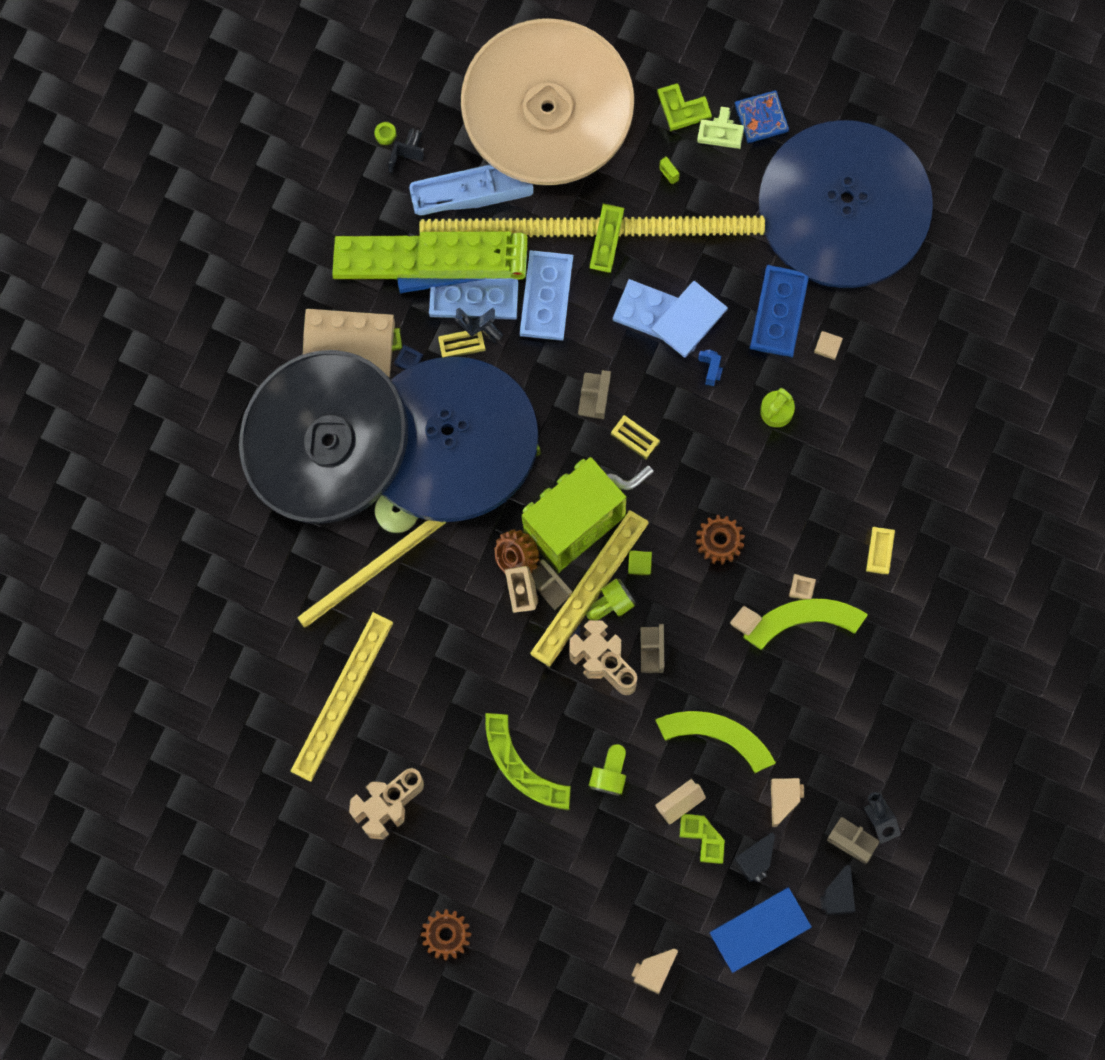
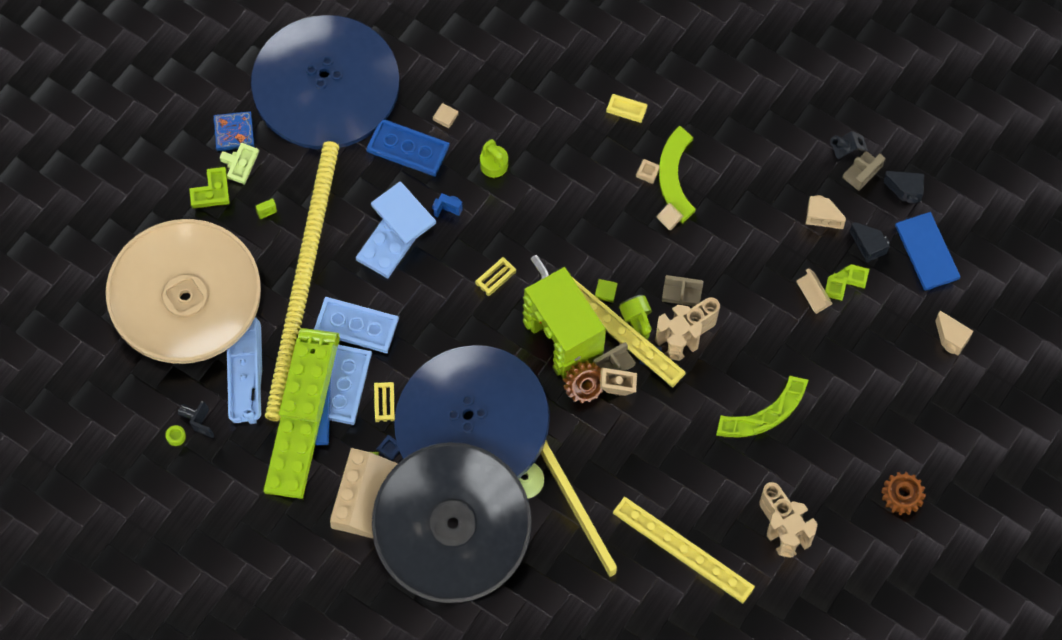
camera: 85 degrees left, 10 degrees down
(483, 324) = (372, 379): black bracket -> none
(594, 394) = (452, 300): dark tan panel -> none
(606, 238) = (317, 265): lime tile -> none
(610, 778) = (785, 340): lime piece -> none
(716, 551) = (598, 233): dark orange gear -> none
(719, 728) = (756, 253): lime tile -> none

